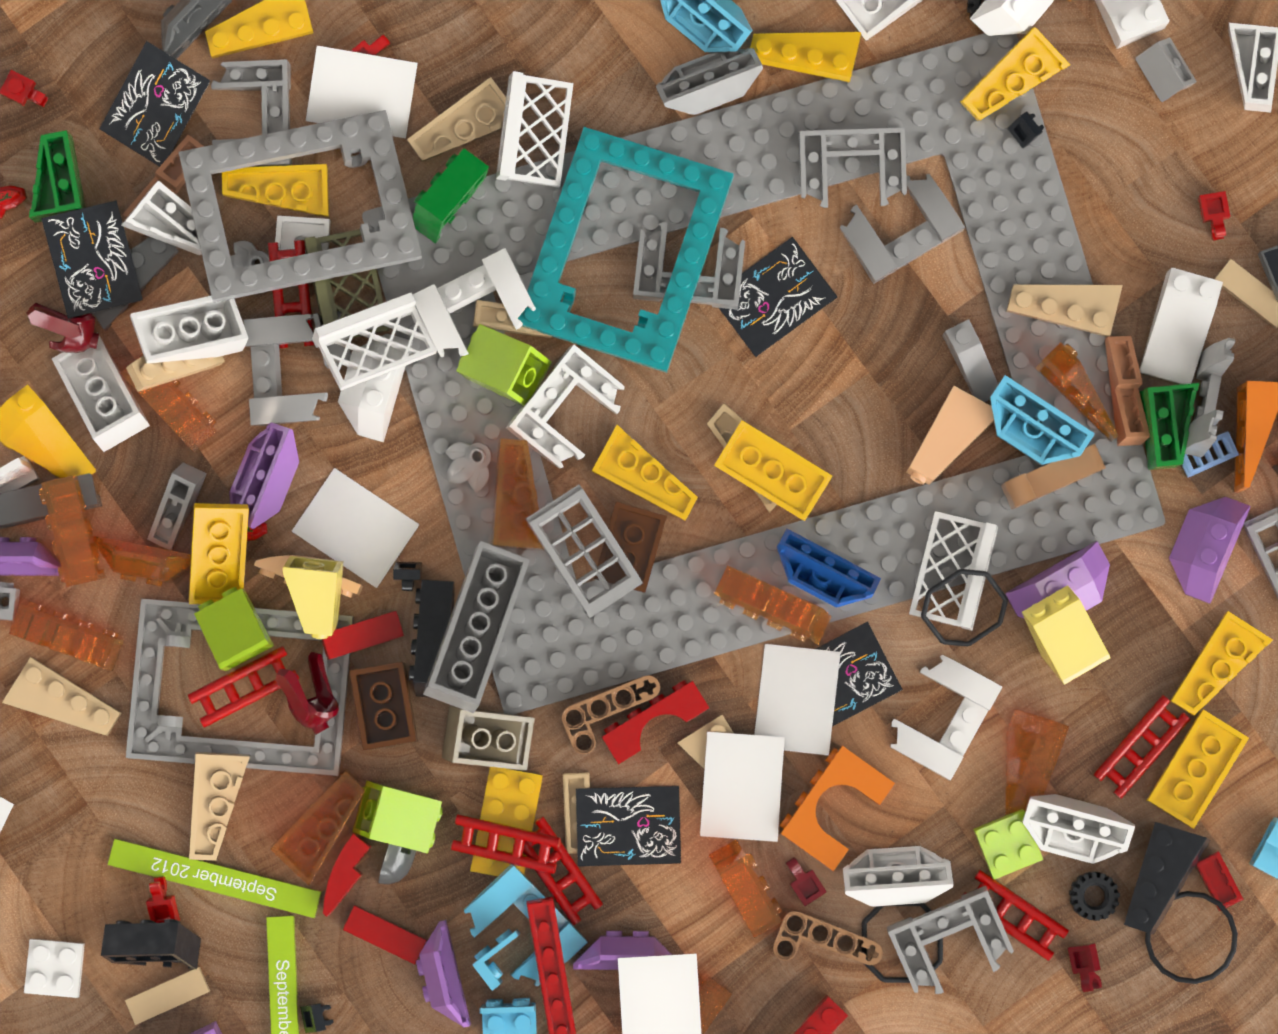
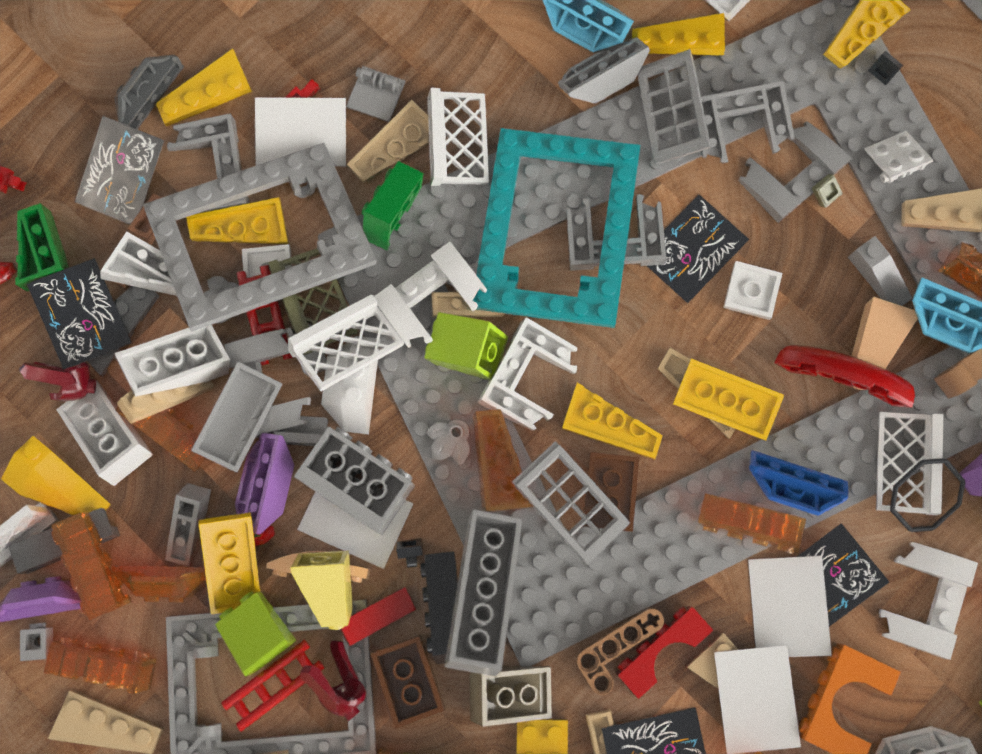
camera: 10 degrees left, 5 degrees down
(247, 401) = (237, 417): none -> light grey slope
(319, 432) = (305, 434): none -> light grey panel
(345, 493) = (339, 483): none -> light grey brick
(452, 60) = (375, 93): none -> light grey hinge
(778, 87) = (682, 148): none -> light grey piece
(827, 355) = (752, 290): none -> white plate
(906, 463) = (848, 371): none -> red brick
(932, 257) = (827, 190): none -> tile
(1017, 232) = (898, 156): none -> white hinge

